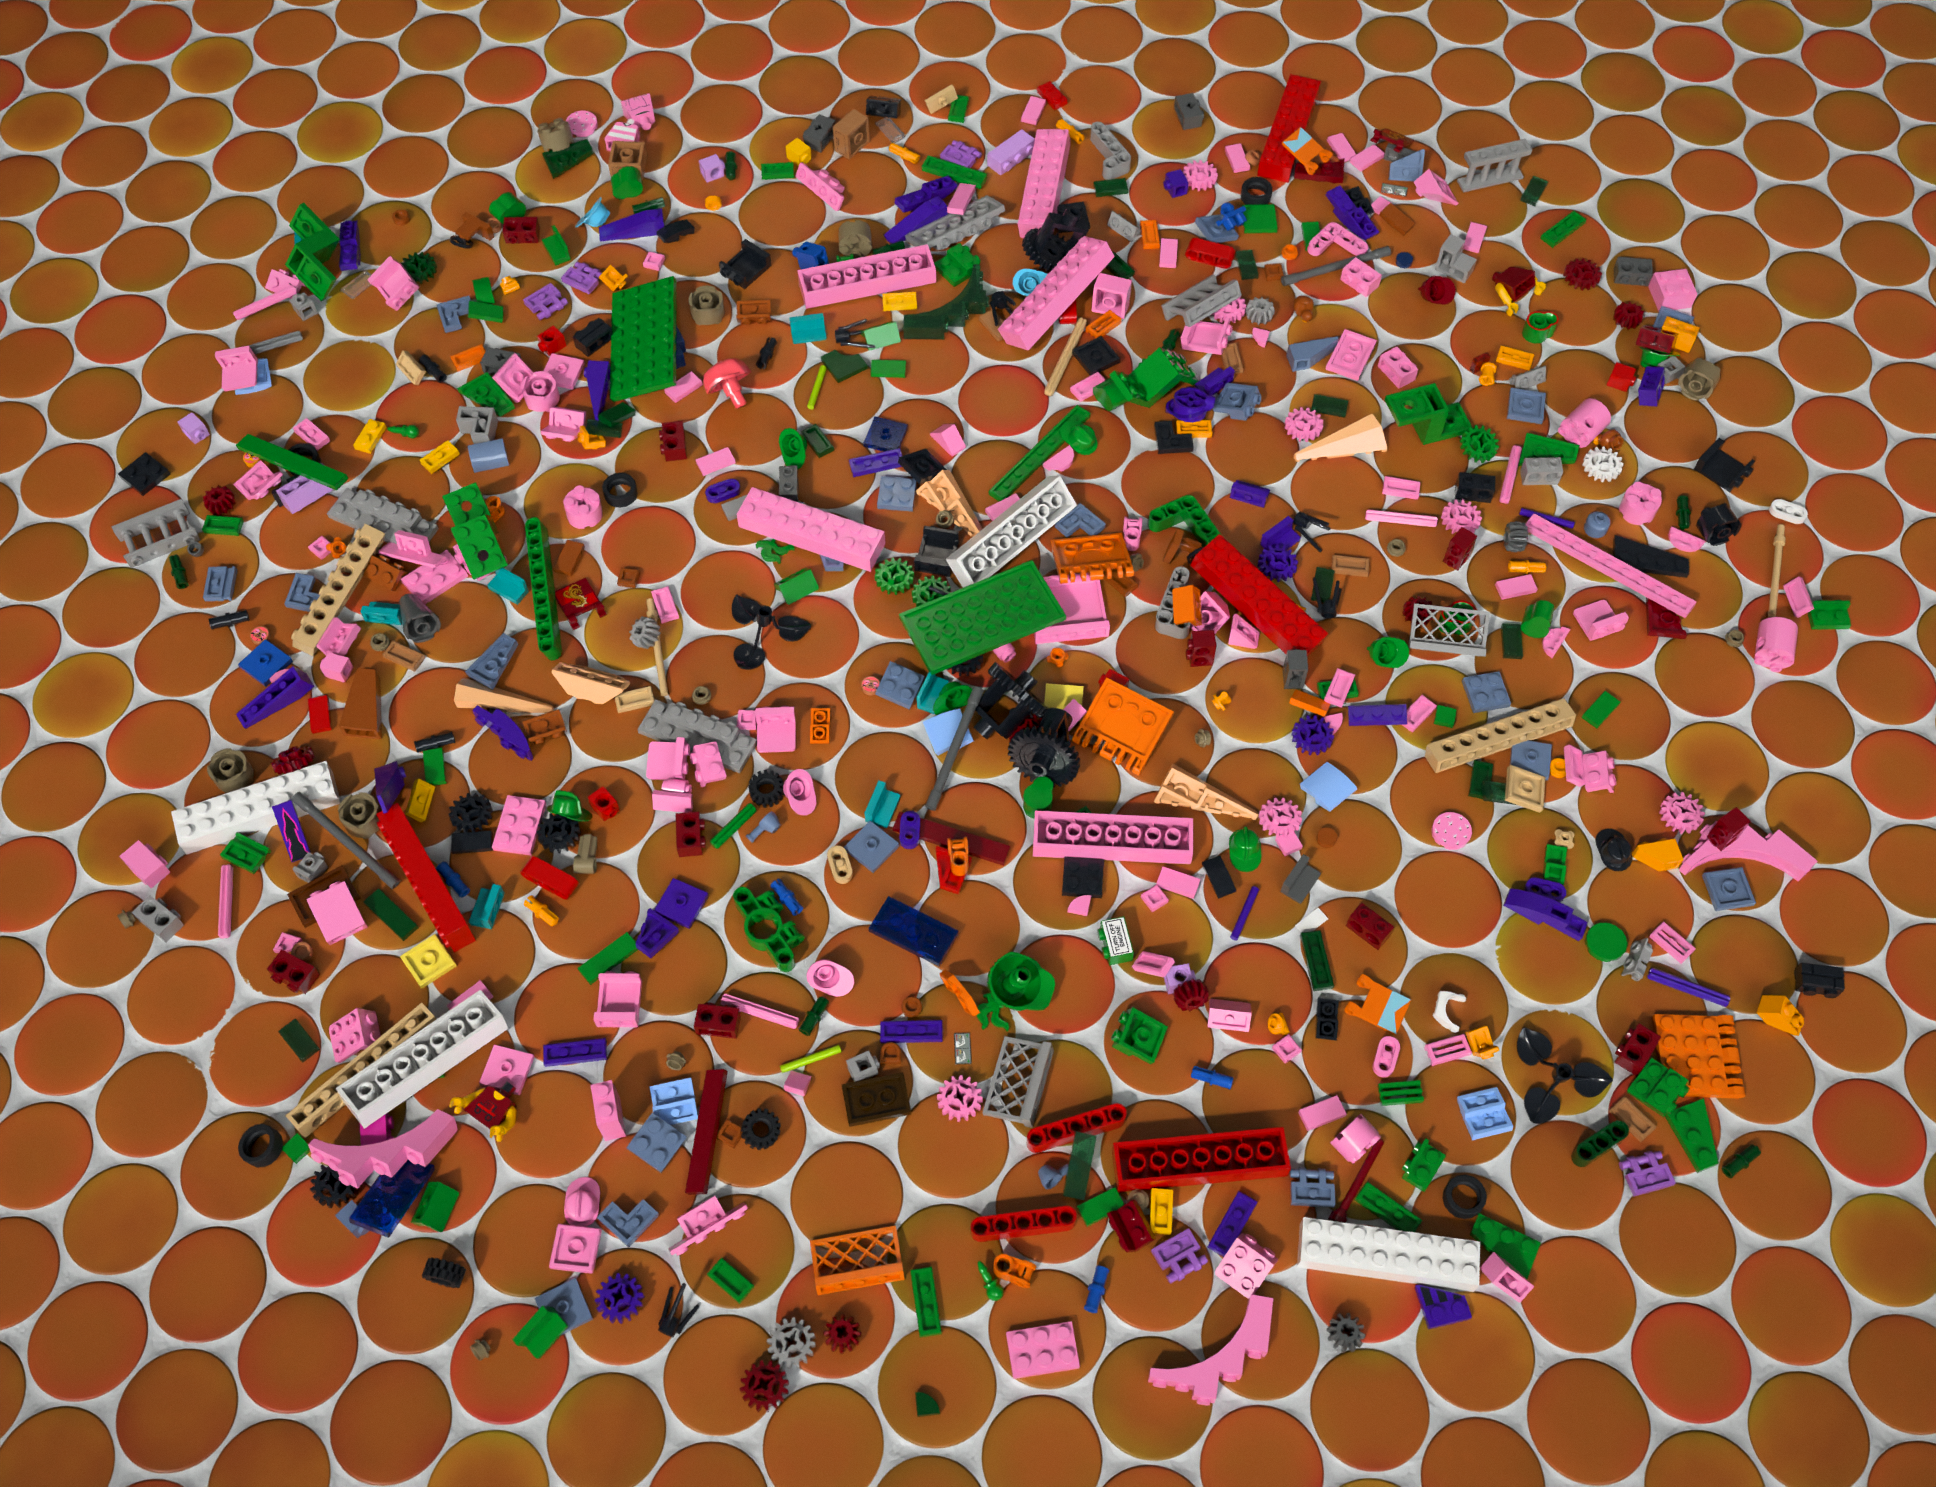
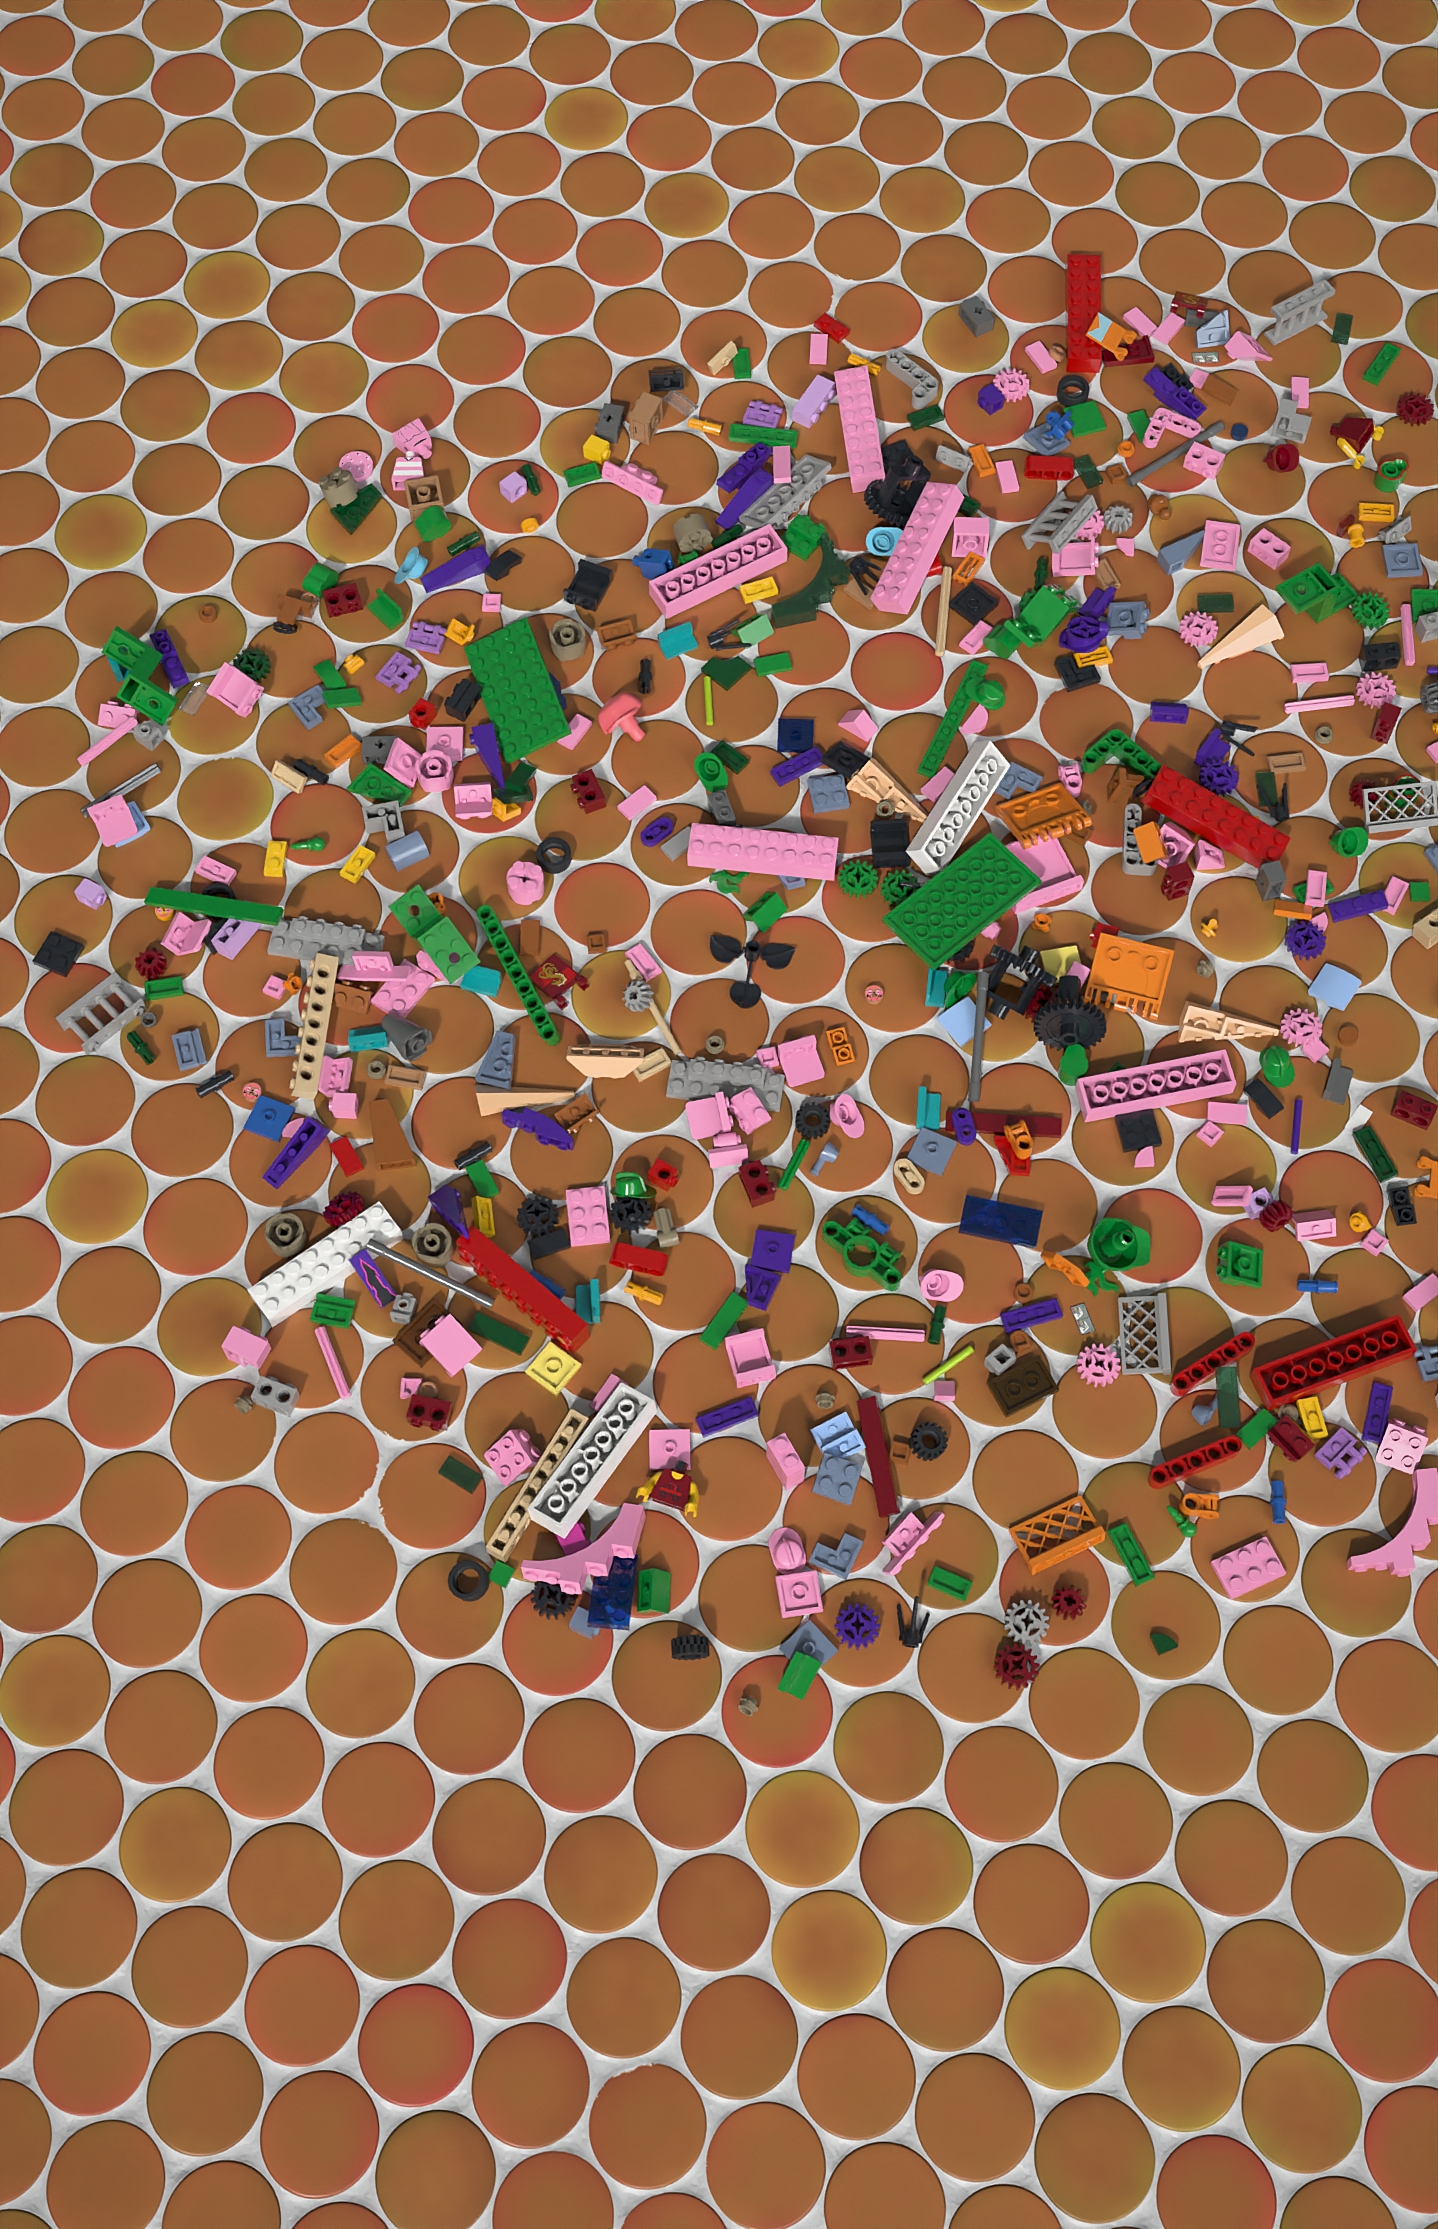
camera: 15 degrees left, 5 degrees up
(899, 685) = (902, 987): sand blue plate -> none
(1116, 941) = (1190, 1183): brick -> none

